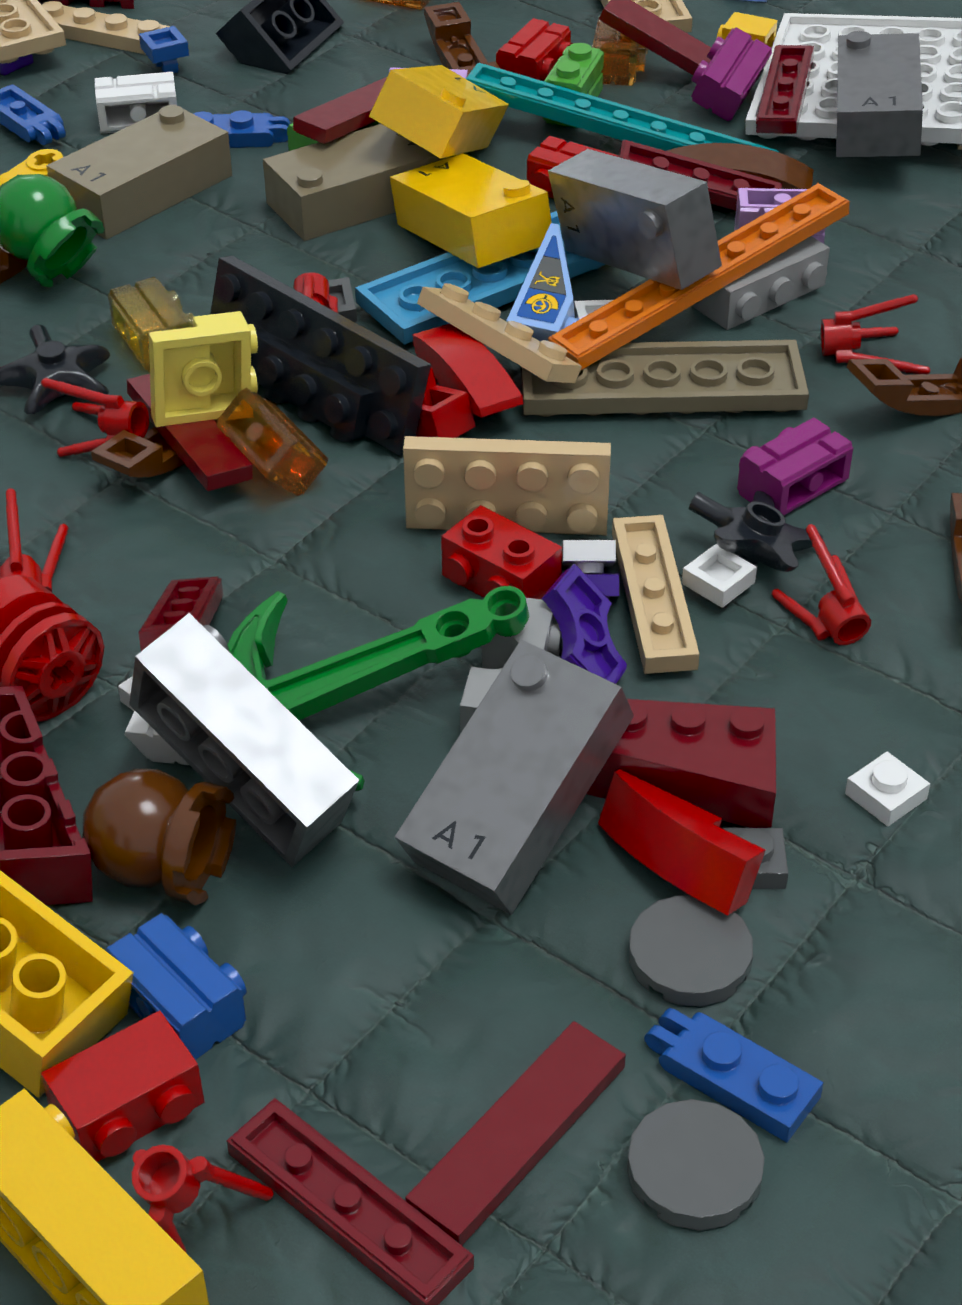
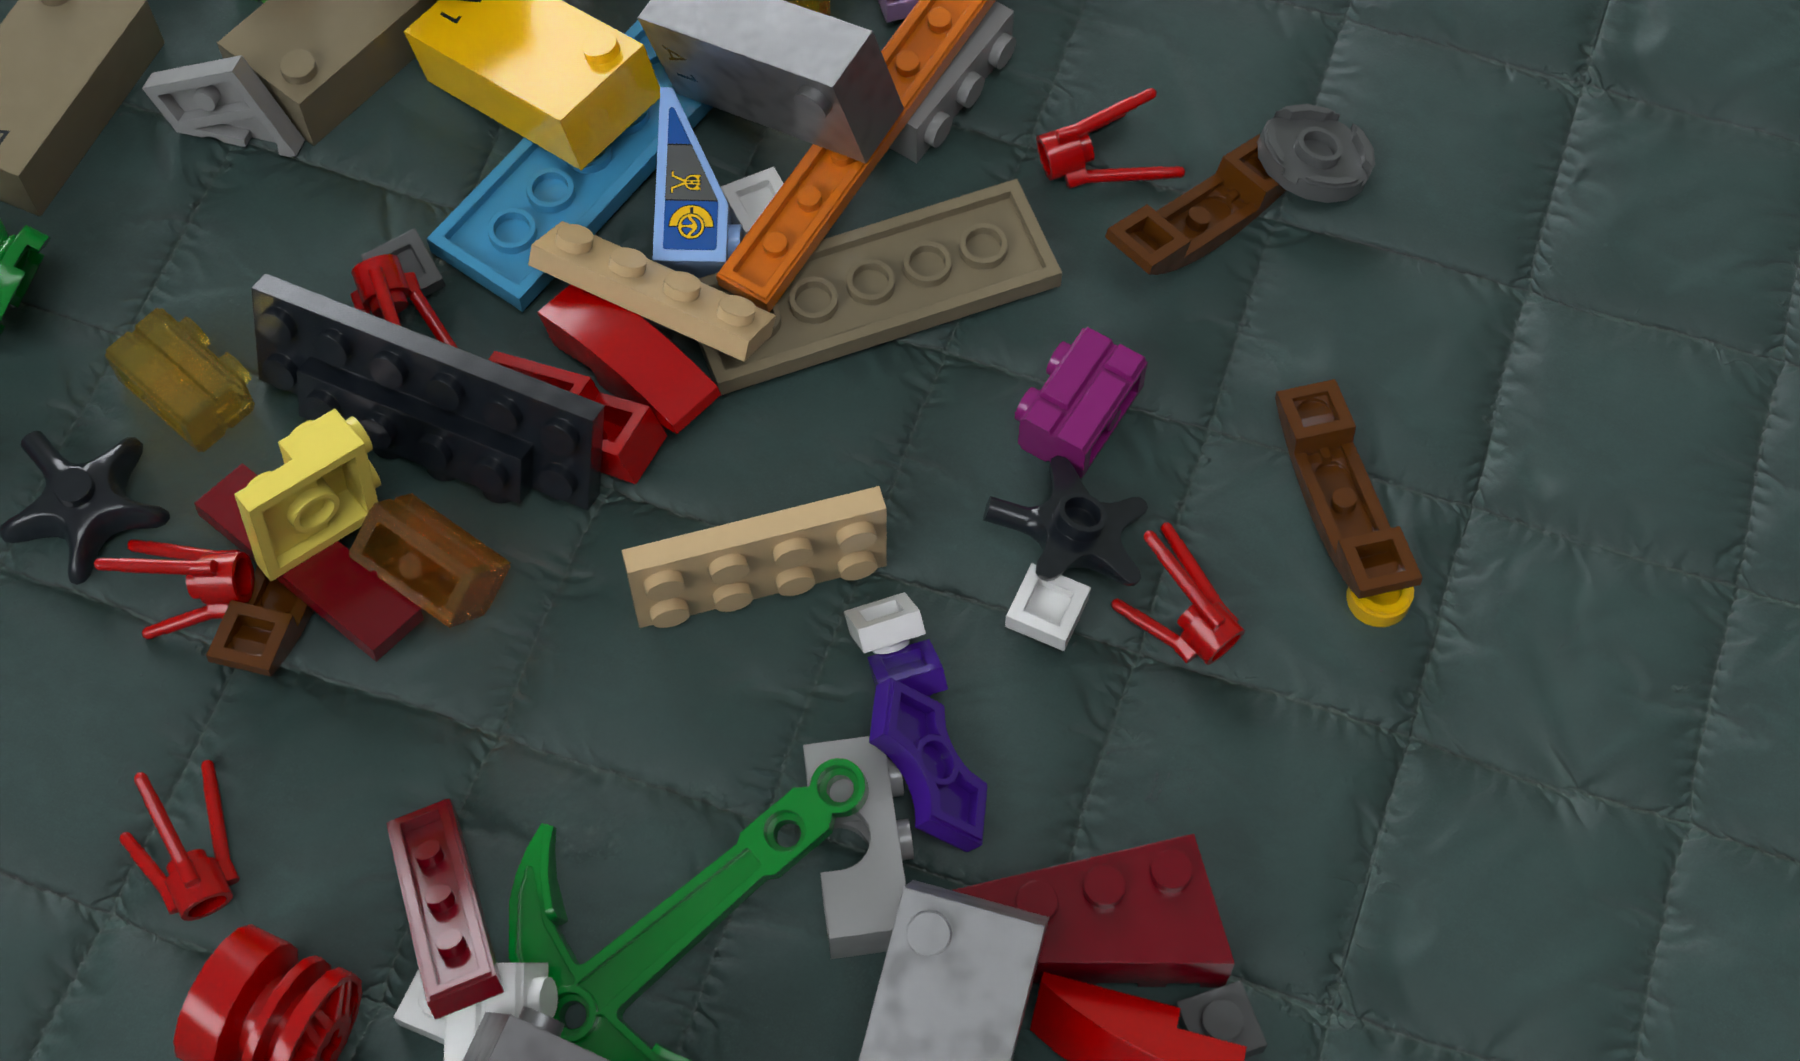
camera: 20 degrees left, 20 degrees up
(253, 197) = (224, 103): none -> light grey wing
(496, 552) = (784, 669): red brick -> none
(655, 595) = (982, 660): tan plate -> none
(887, 788) = (1332, 874): white plate -> none

